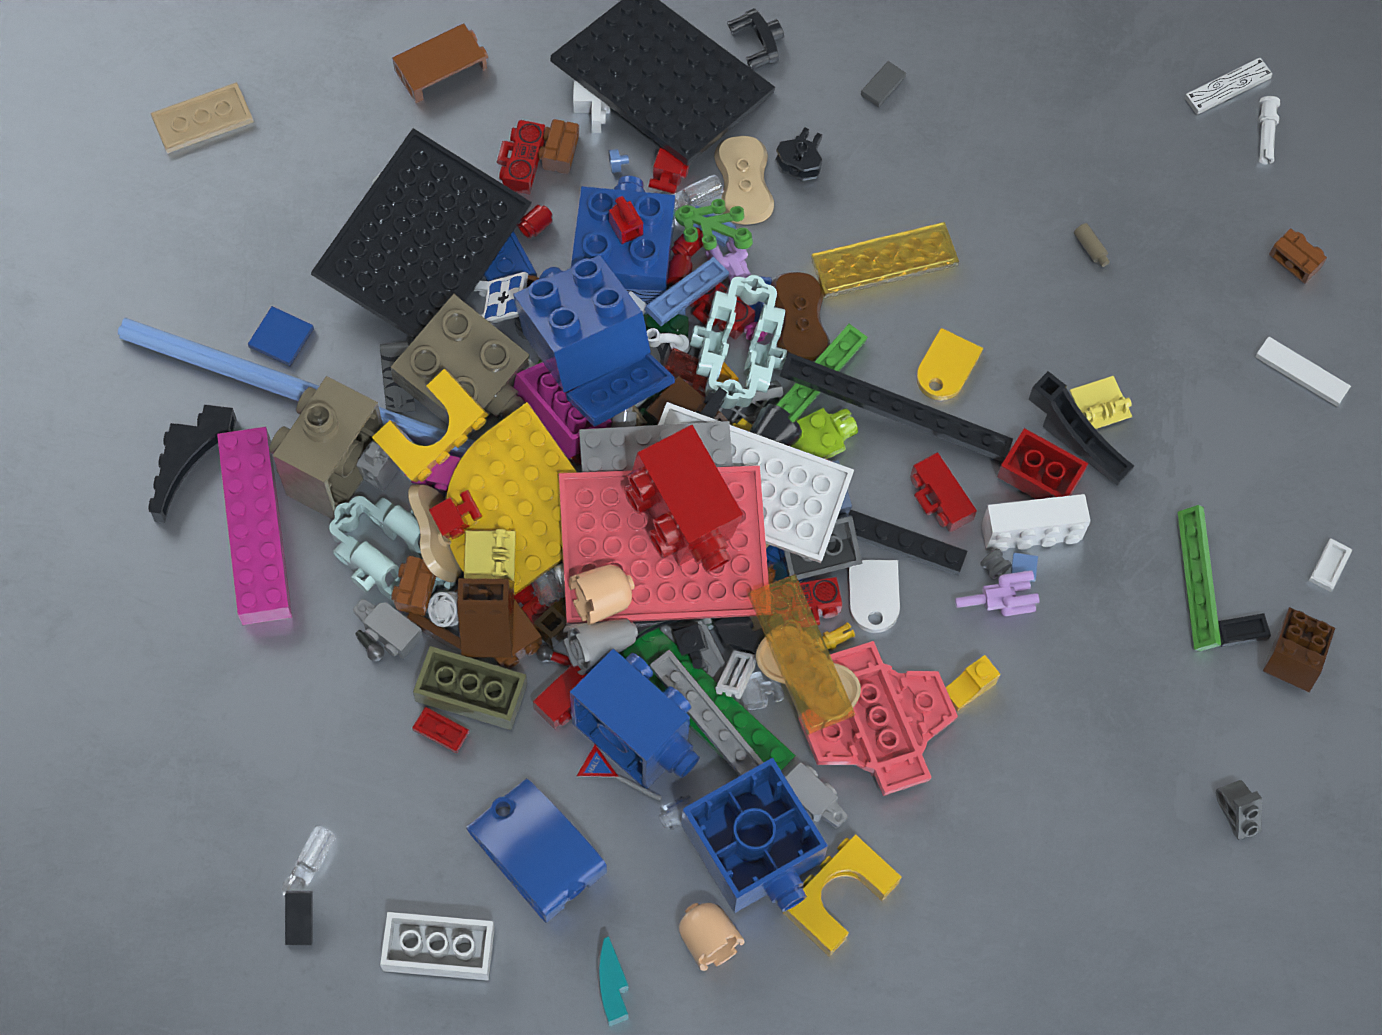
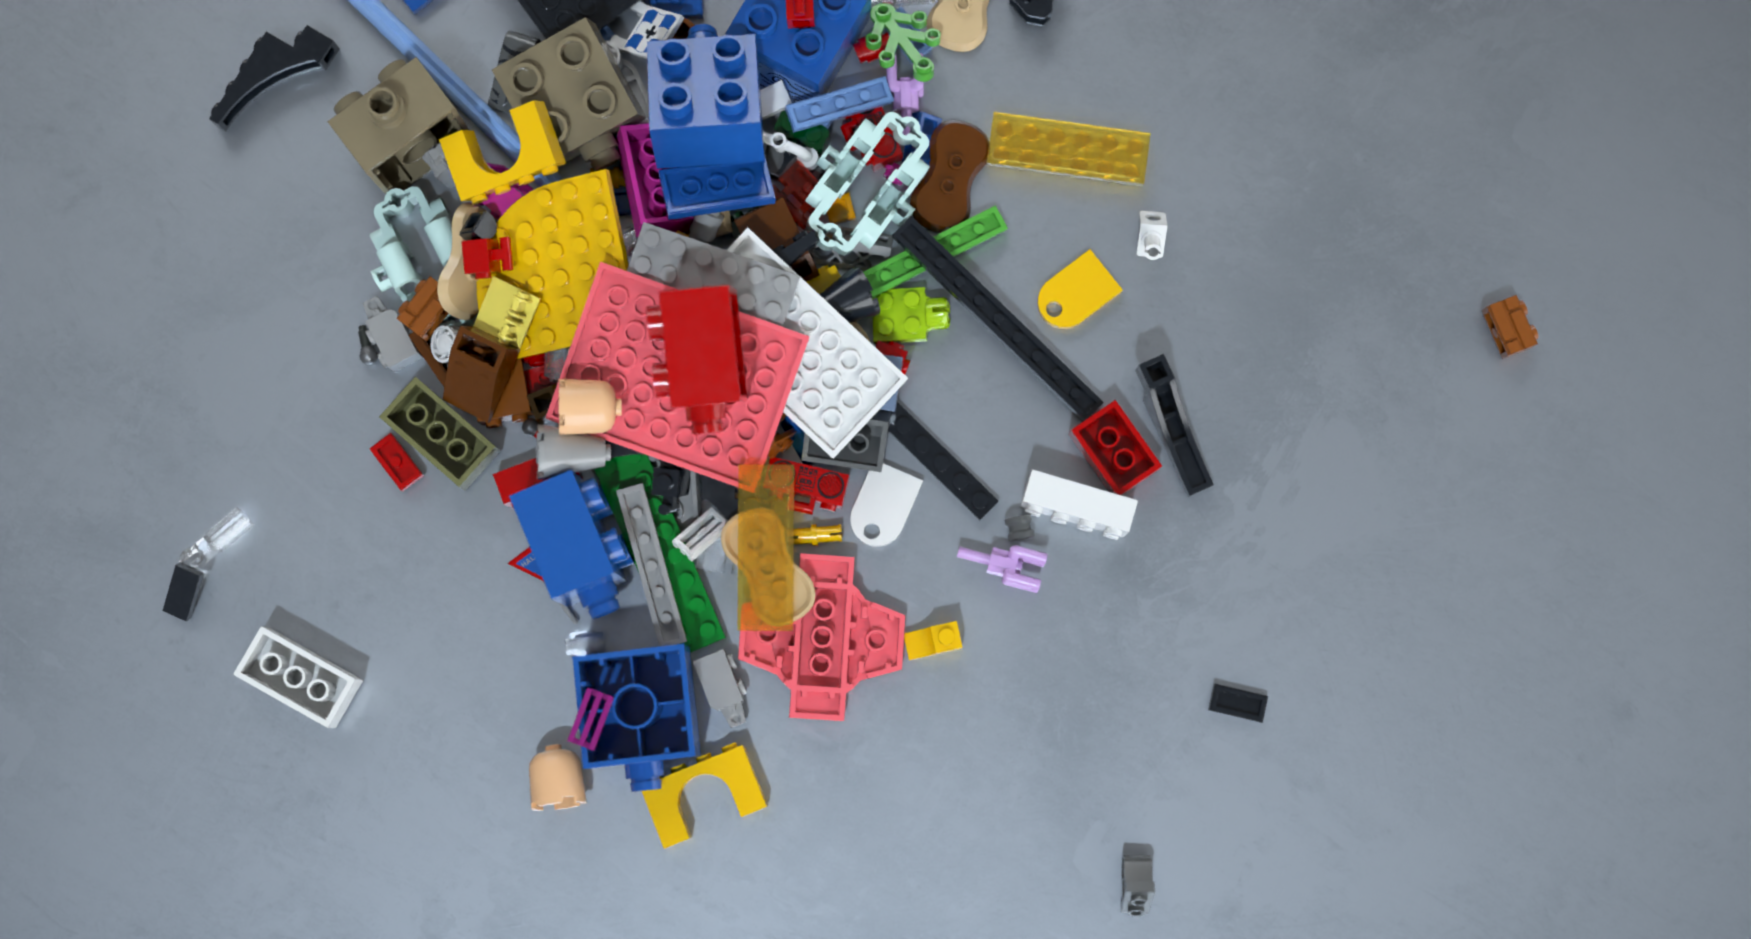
camera: 30 degrees right, 15 degrees up
(254, 526) = (302, 177): dark pink brick -> none
(434, 494) = (479, 226): none -> black brick
(537, 849) = (432, 624): blue panel -> none
(612, 985) = (447, 782): teal slope -> none
(679, 268) = (849, 73): red brick -> none
(722, 830) = (582, 741): none -> magenta tile
(944, 491) = (1006, 442): red piece -> none
(985, 298) = (1151, 235): none -> white bracket
(1023, 563) = (1048, 541): medium blue tile -> none
(1092, 244) = (1295, 222): dark tan cylinder -> none
(1102, 402) = (1216, 401): light yellow hinge -> none
(1199, 578) = (1219, 631): bright green plate -> none
(1228, 86) = (1539, 100): white tile -> none
(1268, 121) = (1560, 159): white pin -> none
(1299, 650) = (1284, 749): reddish brown slope -> none
(1303, 371) = (1447, 456): white tile -> none
(1330, 565) = (1364, 674): white tile -> none

